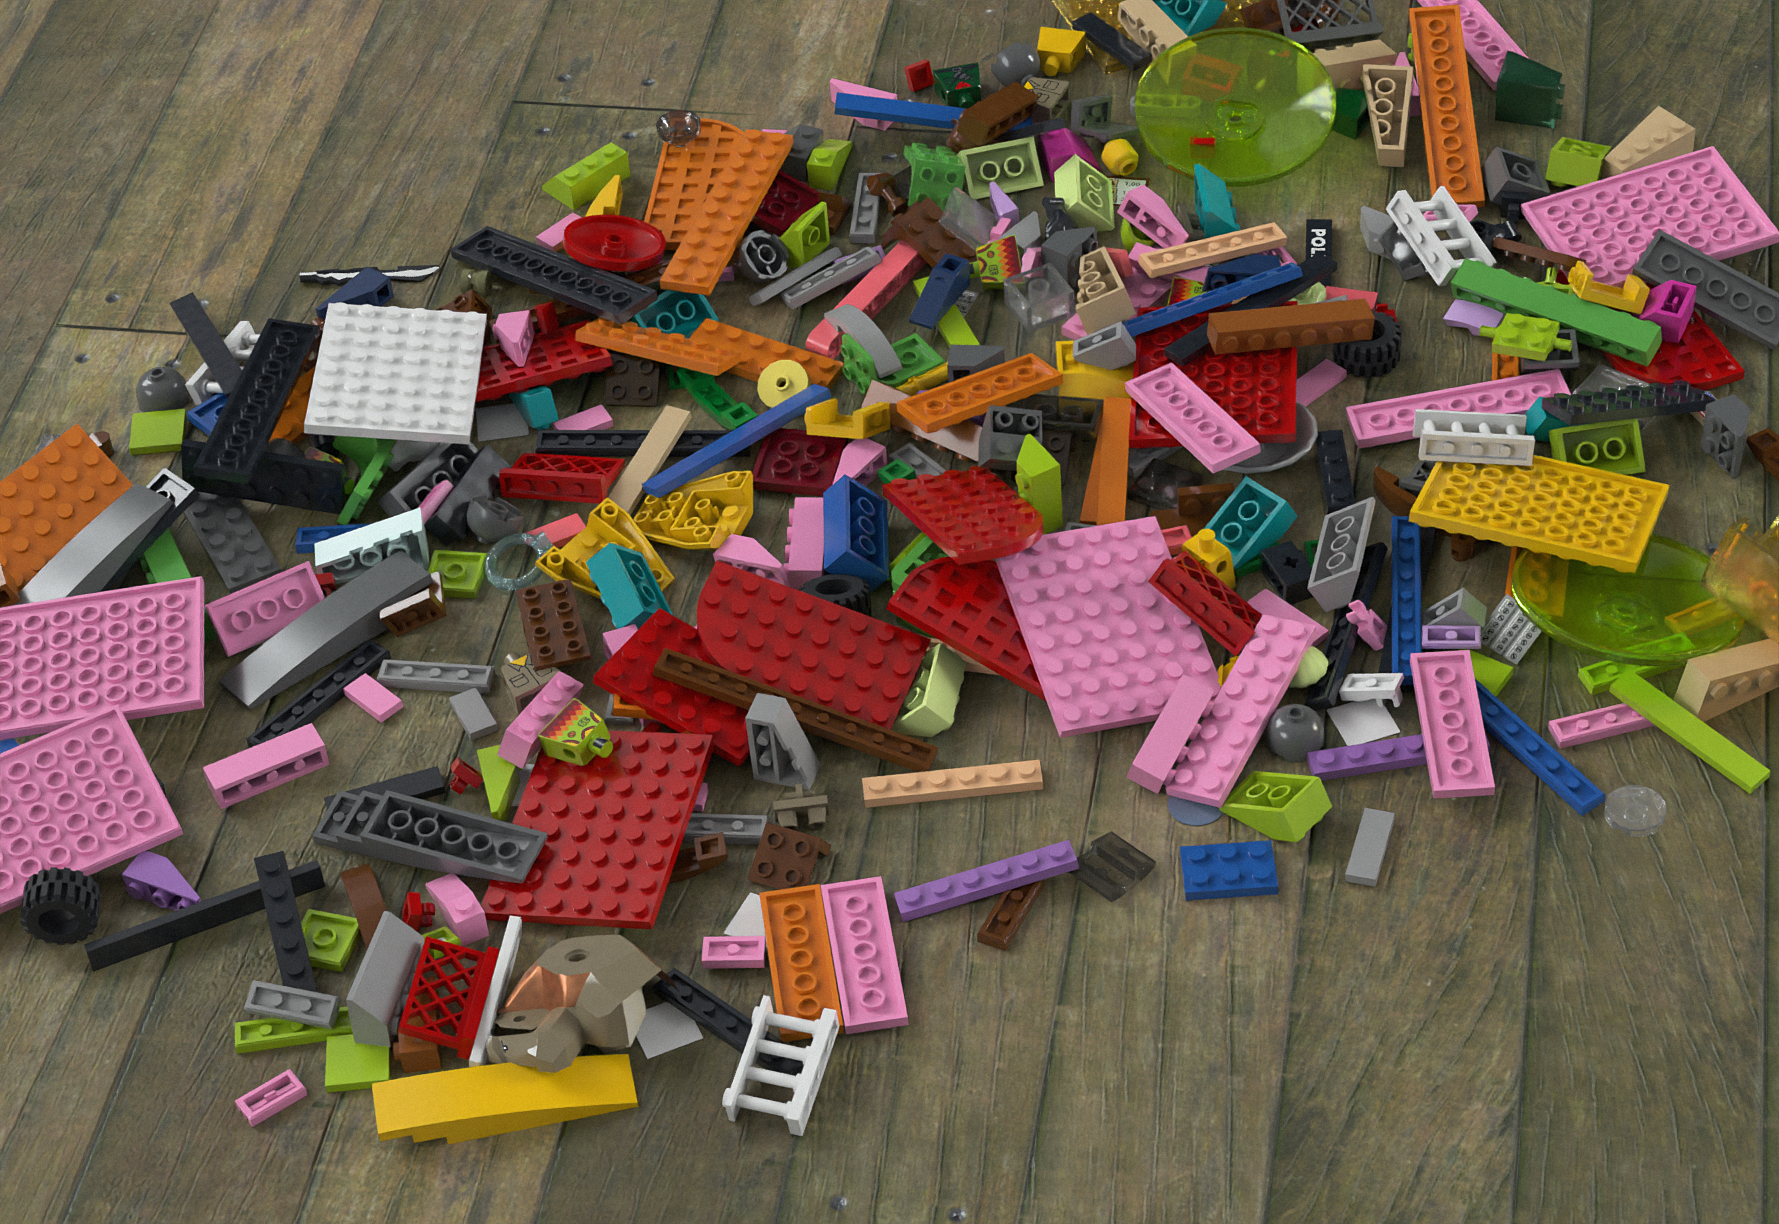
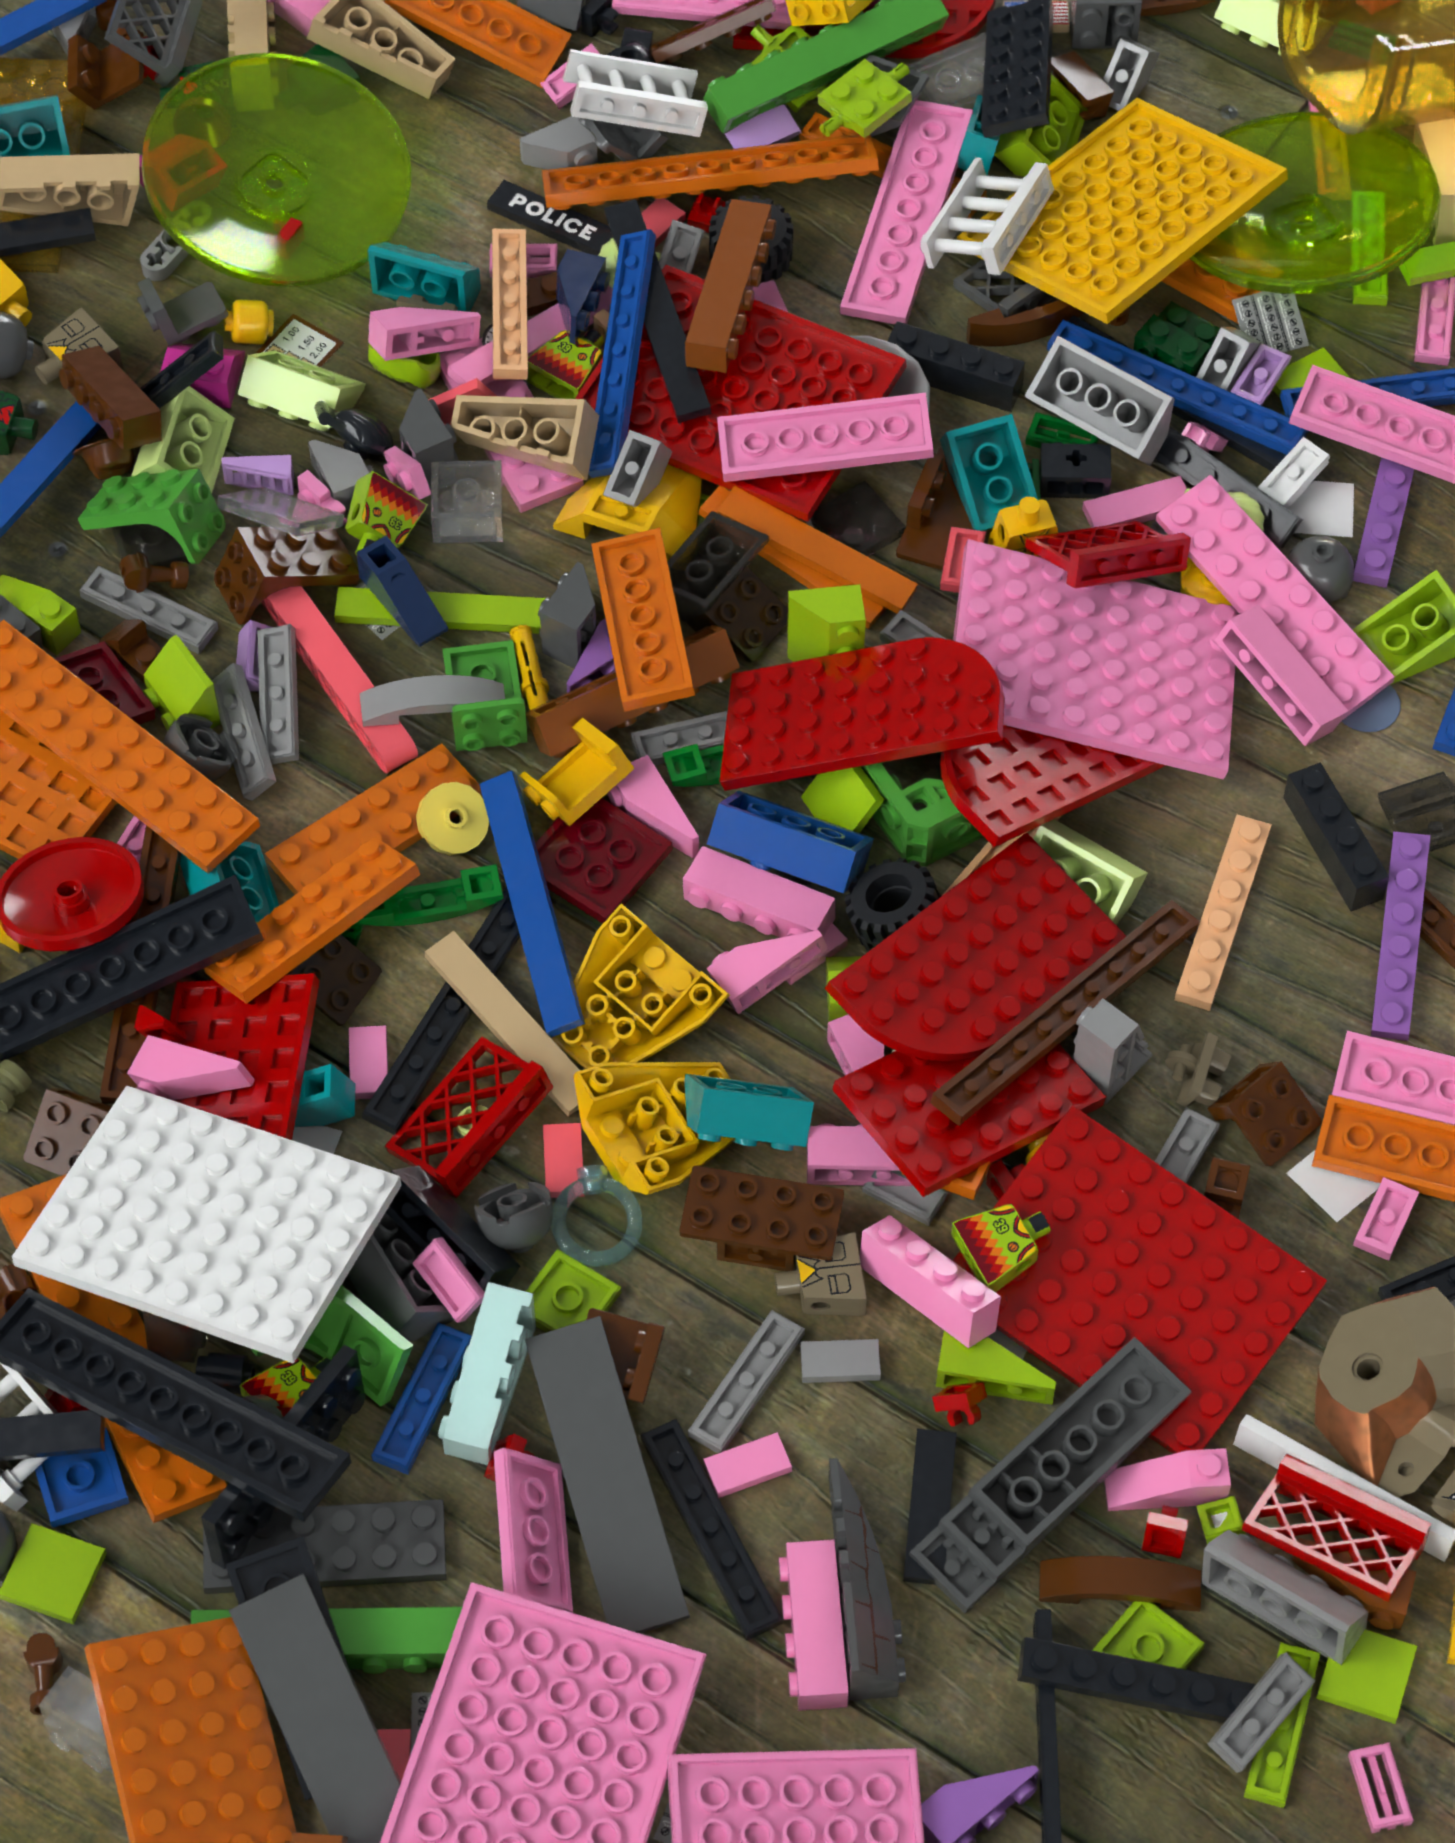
camera: 70 degrees left, 15 degrees up
(291, 775) = (864, 1598): none -> dark grey wedge
(1004, 435) = (748, 623): dark grey slope -> none
(1051, 812) = (1336, 837): none -> black brick
(1412, 302) = (709, 170): none -> orange plate
(1448, 577) = (1176, 338): none -> dark green plate
(1652, 450) = (1083, 83): none -> reddish brown hinge
(1693, 473) = (1129, 71): none -> light grey slope

